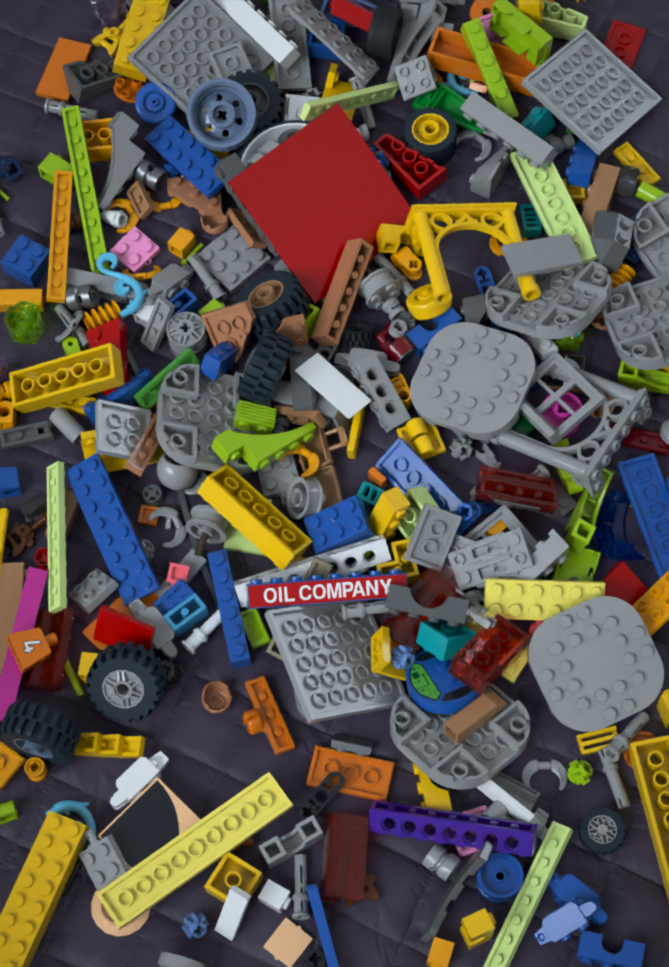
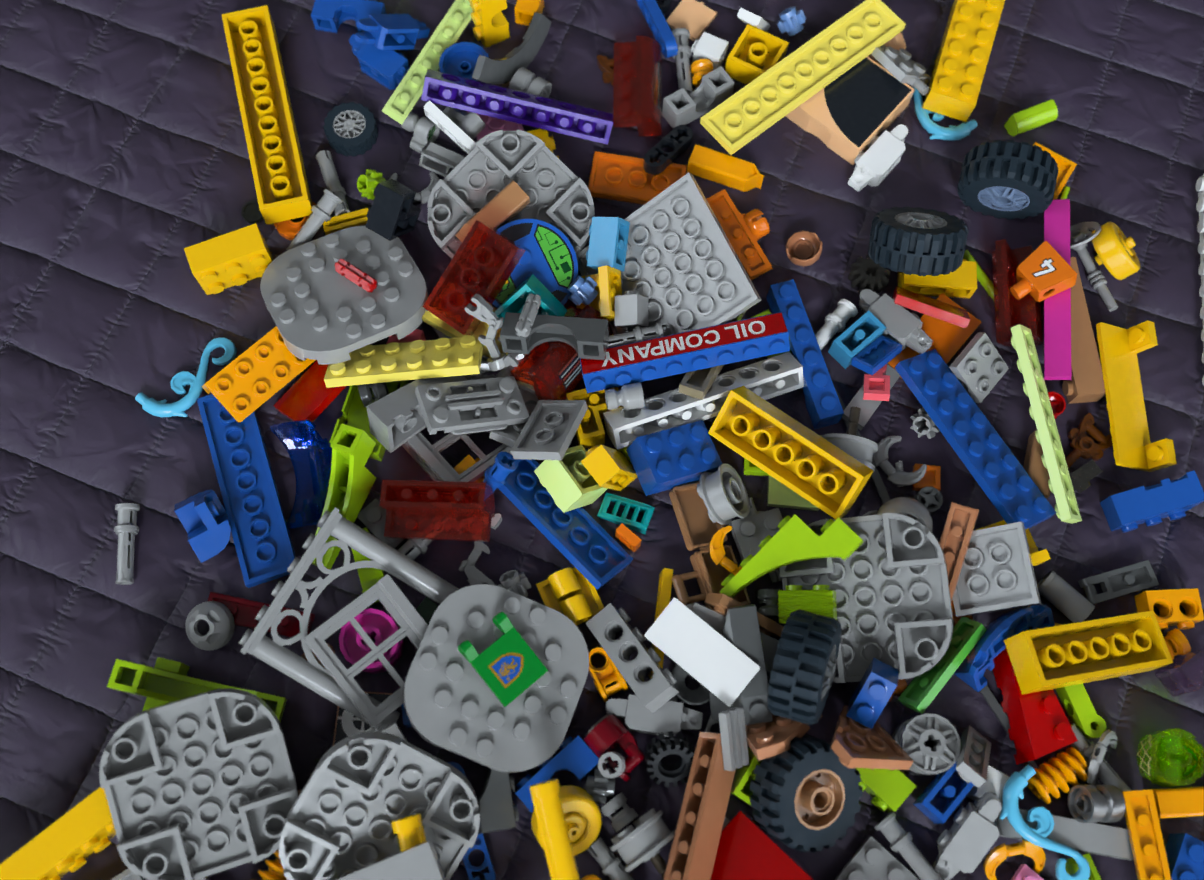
camera: 170 degrees right, 5 degrees up
(110, 745) = (916, 192): yellow slope -> none
(283, 874) = (700, 68): none -> light orange wheel
(289, 781) = (724, 169): none -> light orange piece
(316, 334) = (733, 738): none -> light grey tile
(344, 743) = (628, 202): dark grey plate -> none
(364, 634) = (631, 310): none -> light grey brick
(371, 563) = (629, 396): none -> light grey piece
(380, 689) = (608, 242): none -> dark azure brick
(446, 614) = (528, 315): none -> light grey axle
(466, 379) = (507, 664): none -> green flag
(559, 733) = (392, 210): none -> black brick
(585, 668) = (356, 275): none -> axle

